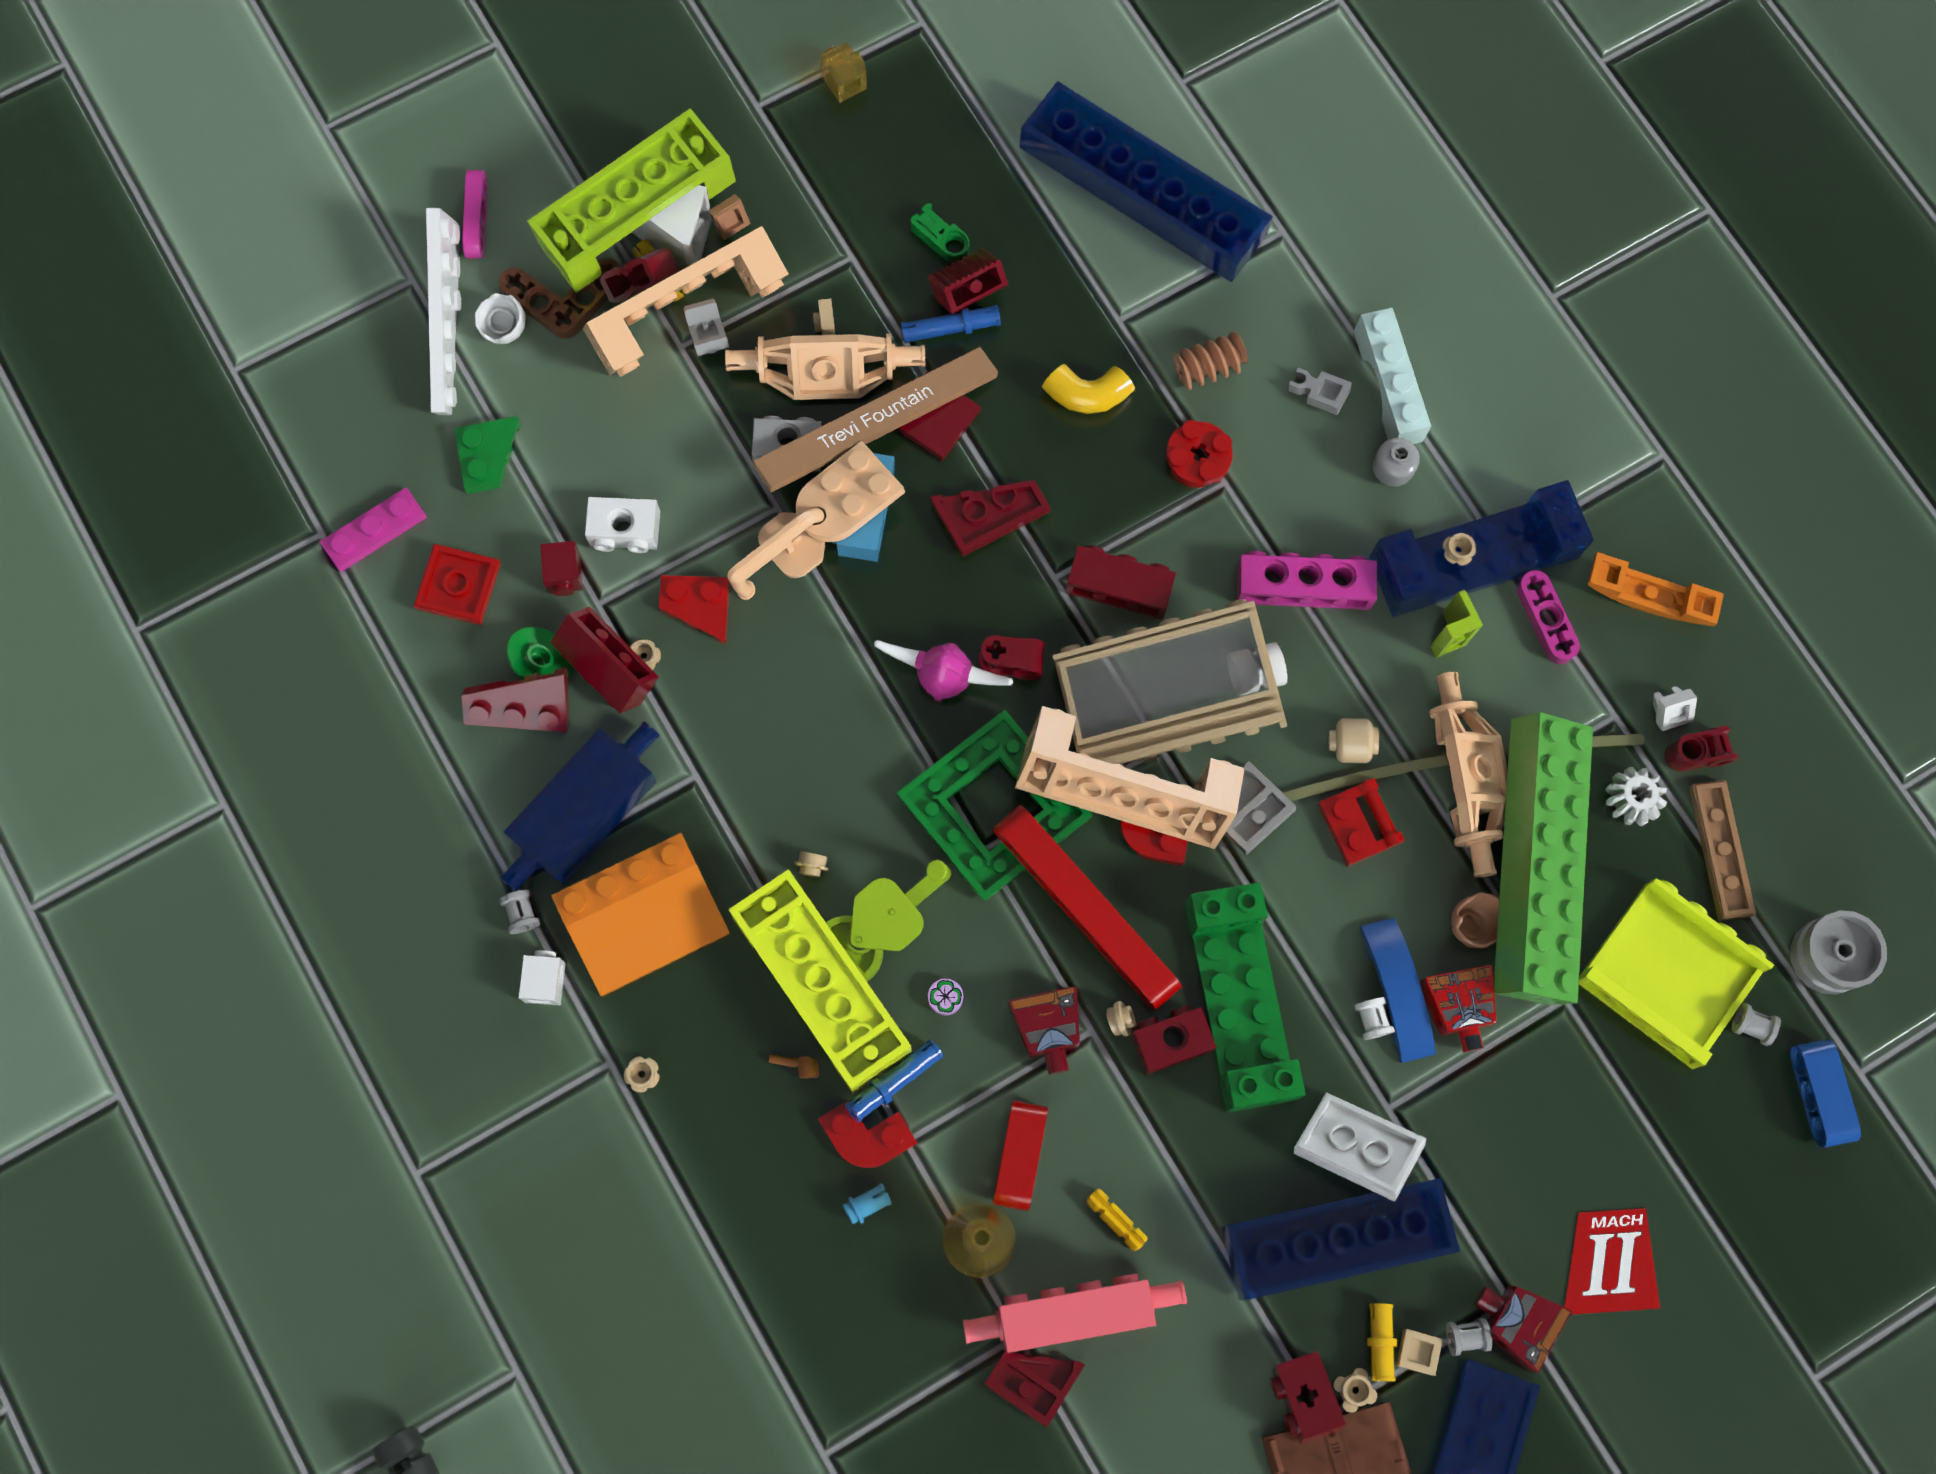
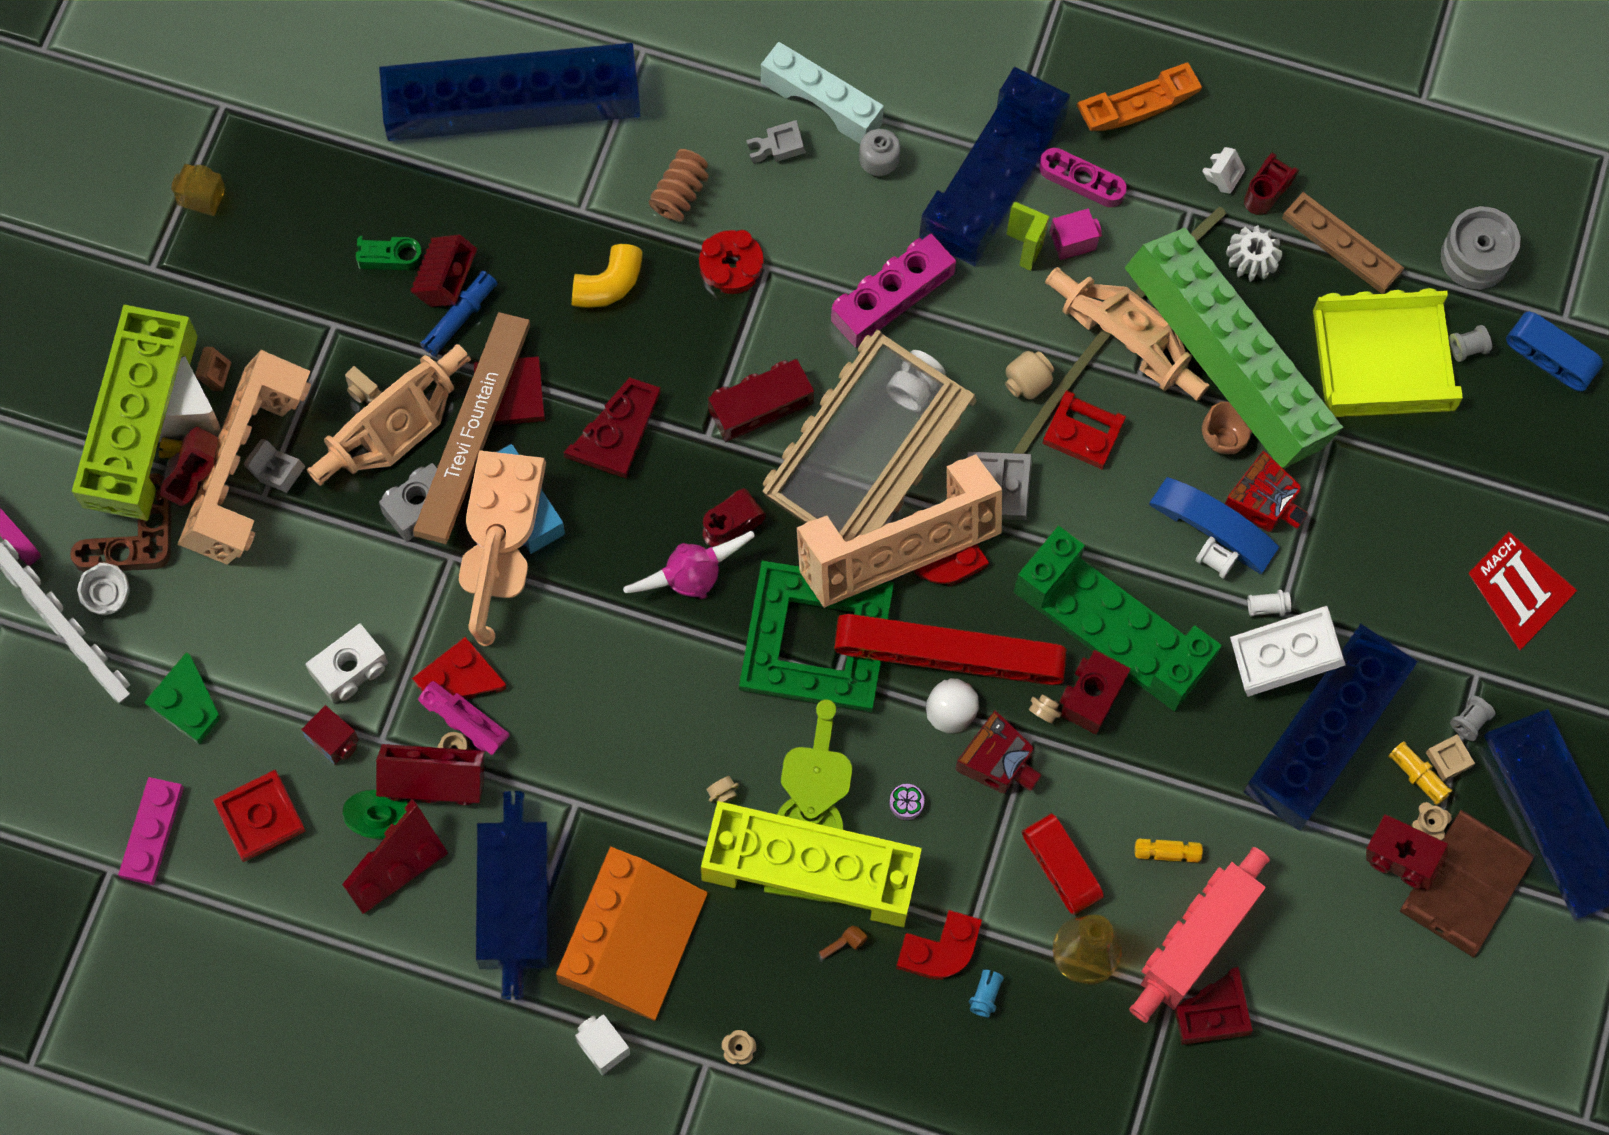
camera: 40 degrees left, 5 degrees down
(512, 902) = (538, 1011): light grey bush -> none
(669, 639) = (464, 717): none -> dark pink hinge
(884, 1088) = (924, 901): blue pin -> none
(1051, 952) = (952, 706): none -> white hair
(1383, 1093) = (1269, 604): none -> white pin
(1463, 542) = (984, 171): tan plate -> none
(1498, 658) = (1075, 233): none -> dark pink brick
(1523, 1324) = (1500, 677): dark red torso -> none

